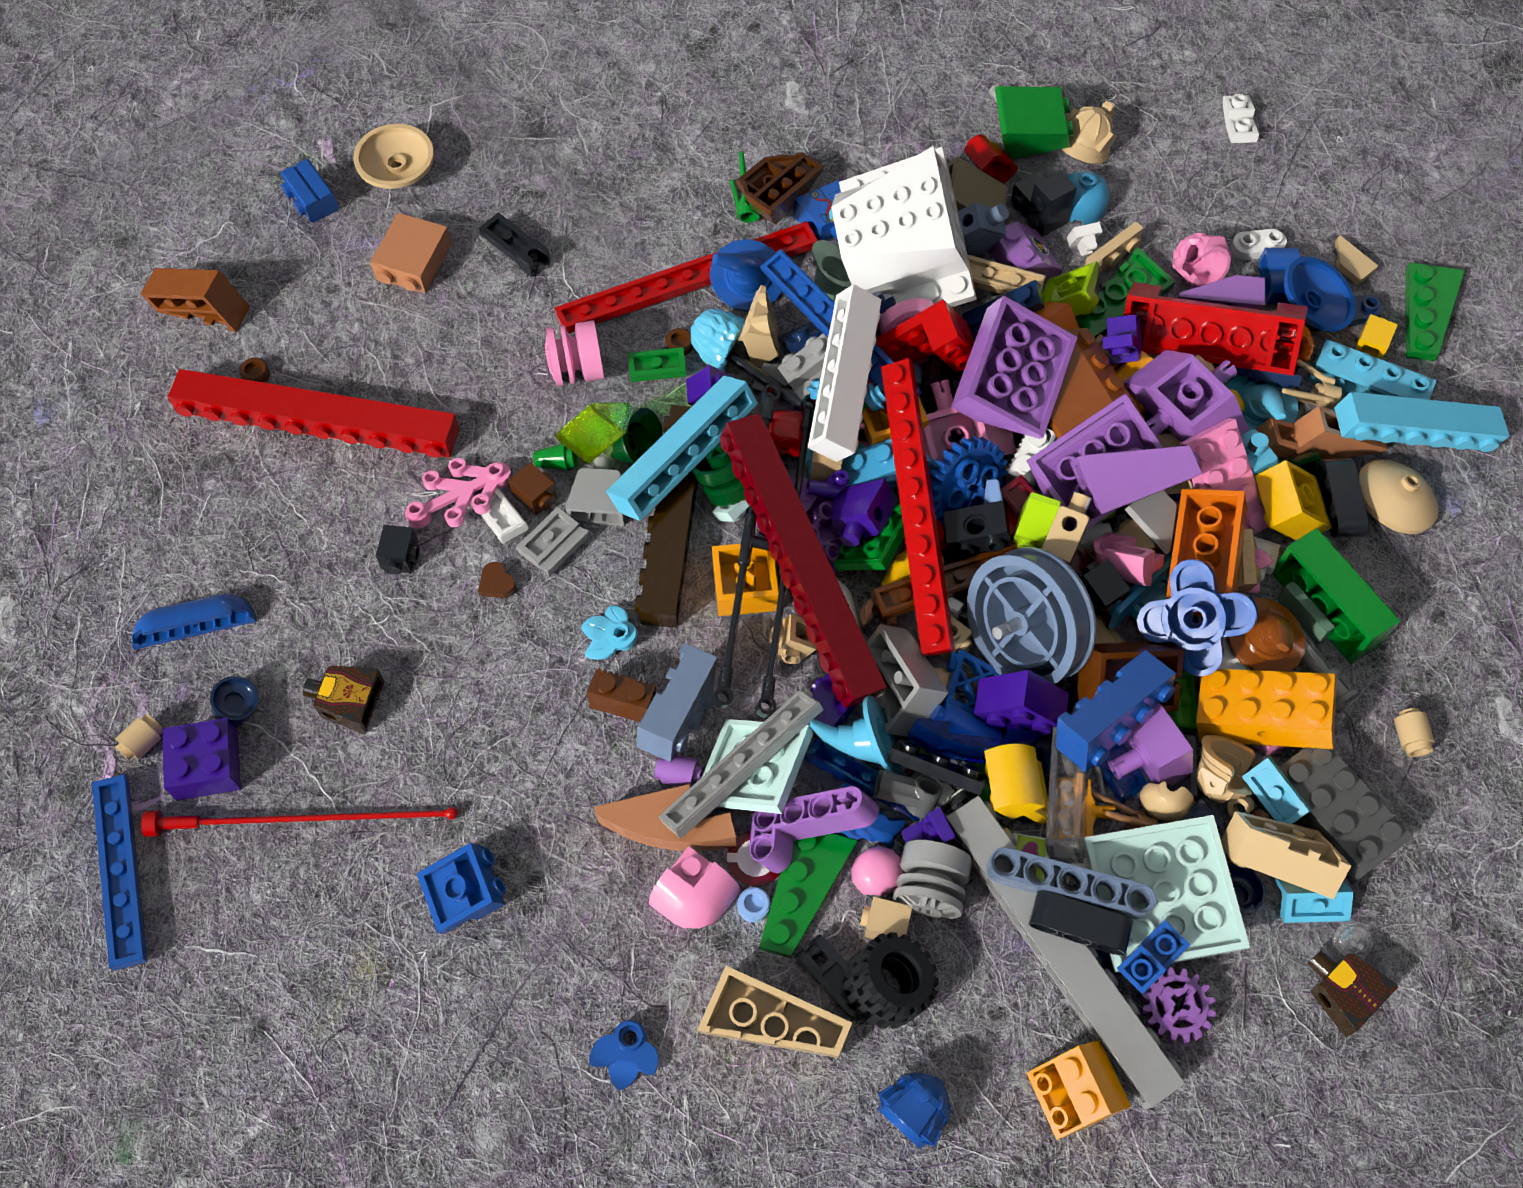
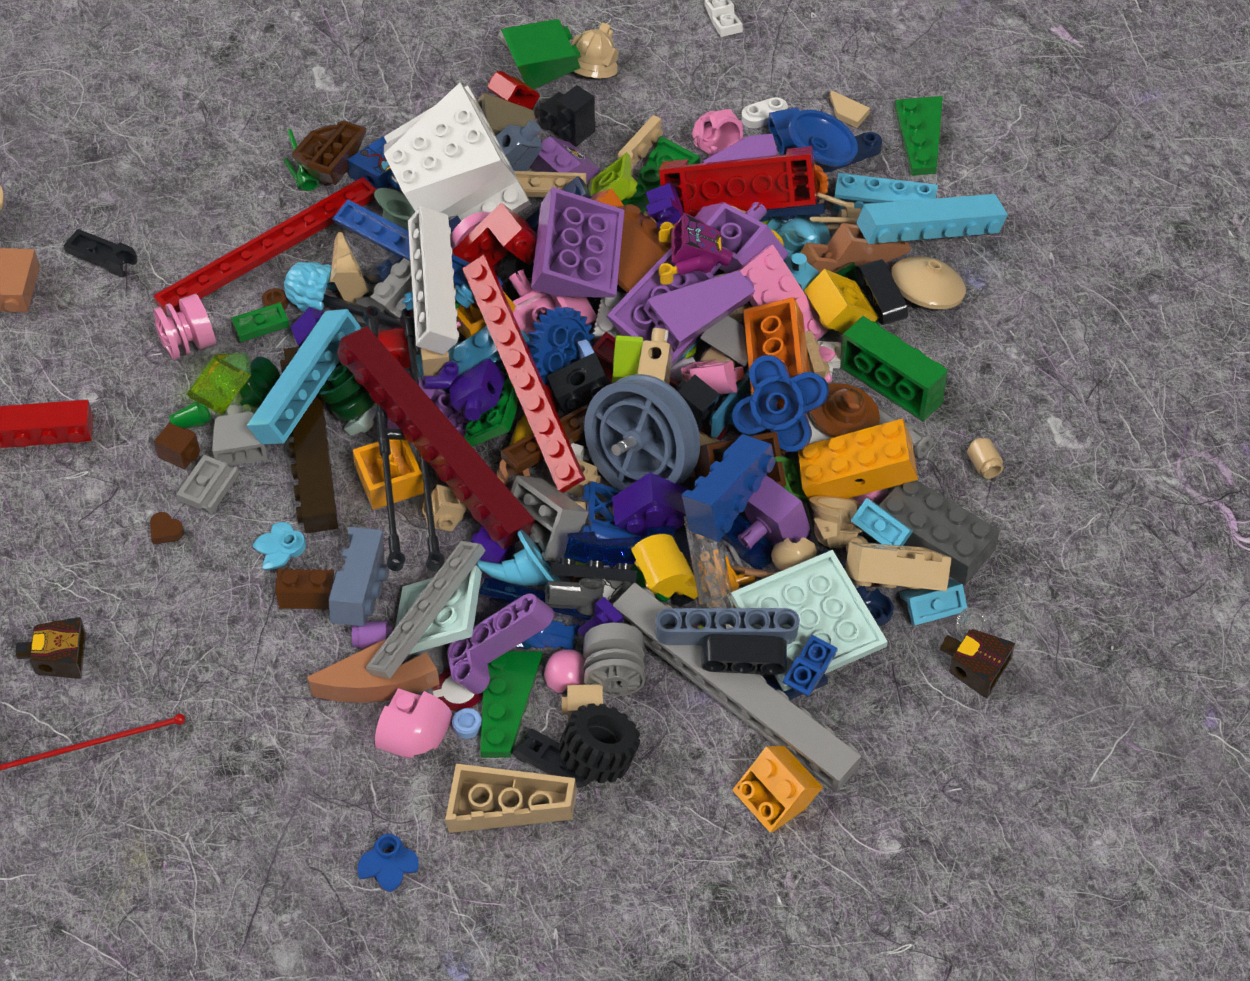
camera: 15 degrees left, 10 degrees down
(397, 549) = (67, 522): black brick -> none
(461, 887) = (207, 770): blue plate -> none
(490, 477) = (136, 446): bright pink plant -> none
(504, 518) = (153, 474): white plate -> none
(738, 275) = (313, 231): blue piece -> none
(917, 1107) = (649, 830): blue helmet -> none
(1085, 237) = (612, 138): white tile -> none
(1090, 198) = (609, 105): dark azure cylinder -> none
(1145, 404) = (693, 248): none -> magenta torso
(1189, 1012) = (853, 714): medium lavender gear -> none
(1306, 612) = (880, 391): sand green tile -> none
(1375, 336) = (880, 162): yellow brick -> none

